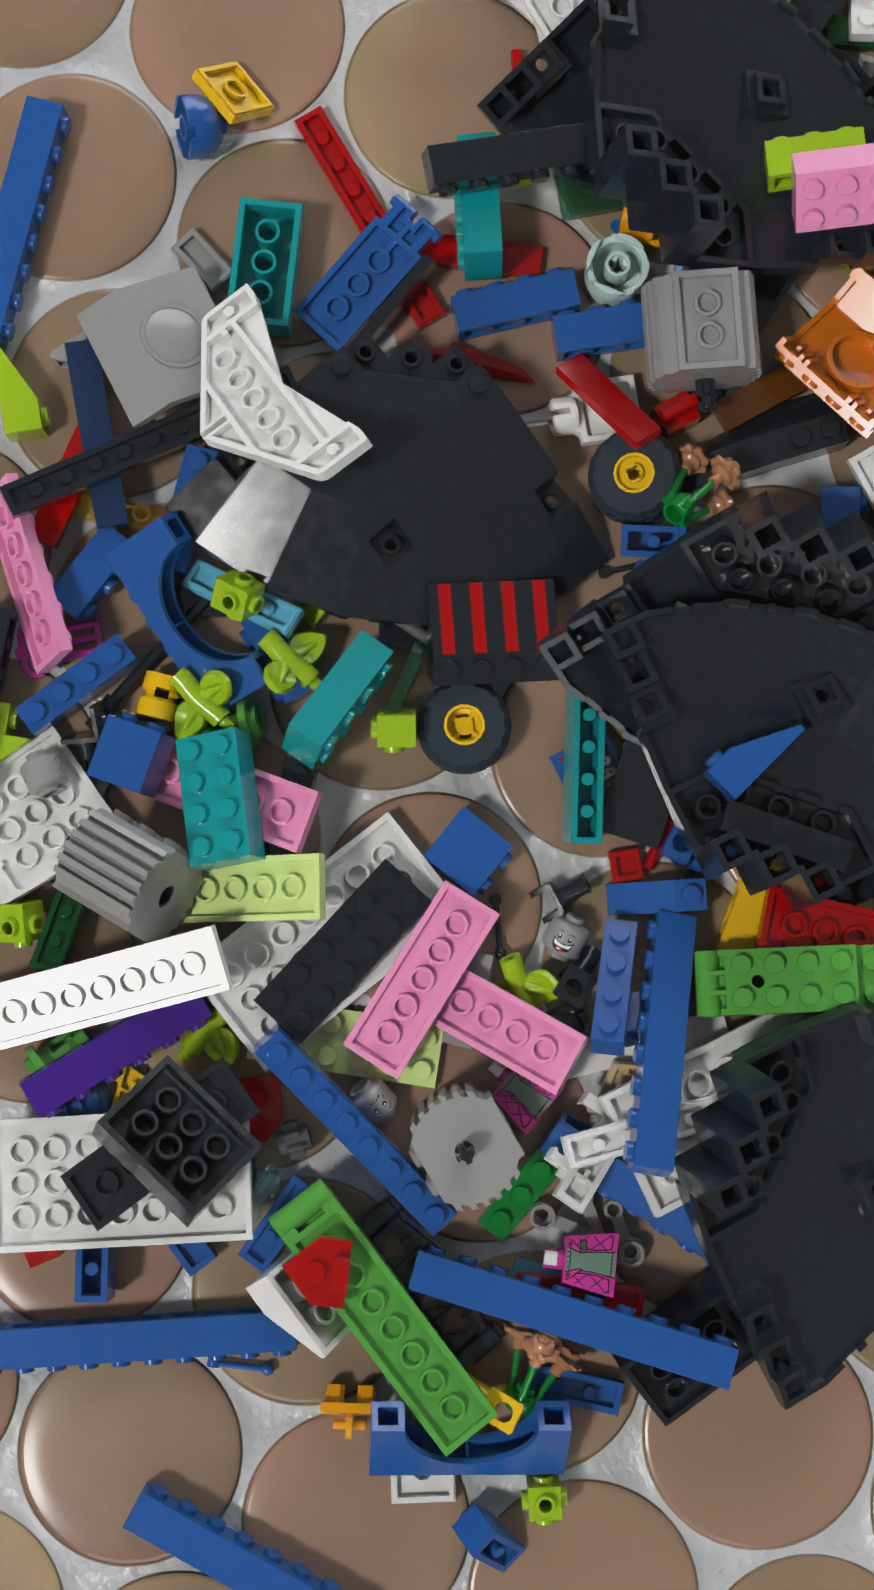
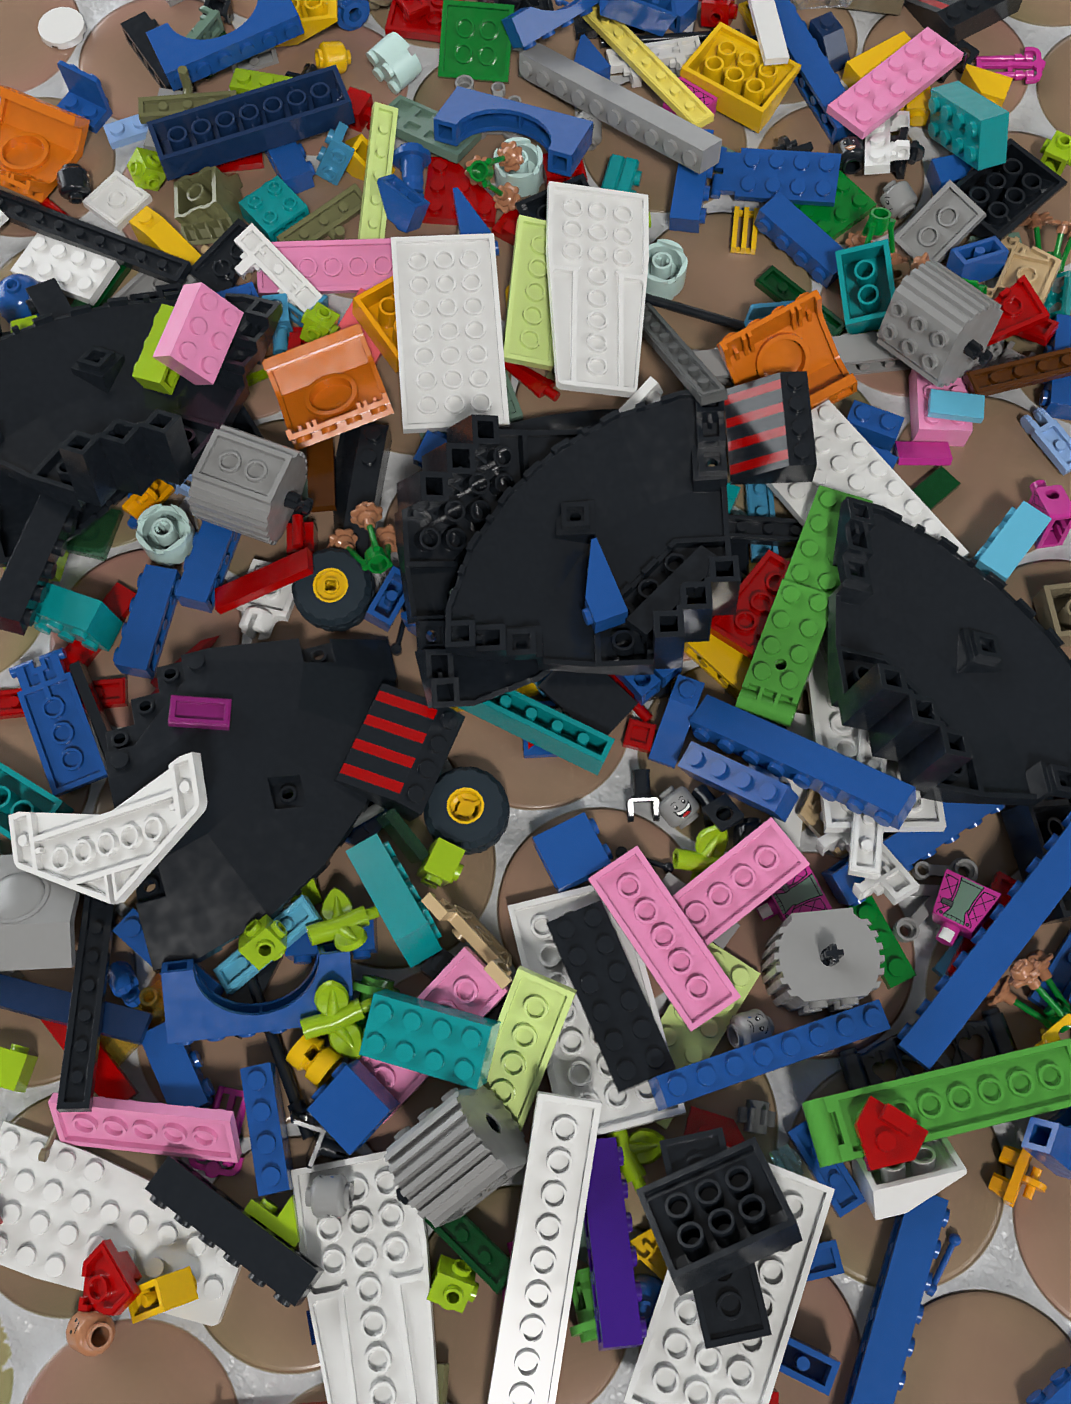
camera: 65 degrees left, 15 degrees down
(146, 481) = (124, 983): none -> blue hinge
(342, 798) = (470, 929): none -> tan wing
(426, 417) = (199, 712): none -> magenta tile

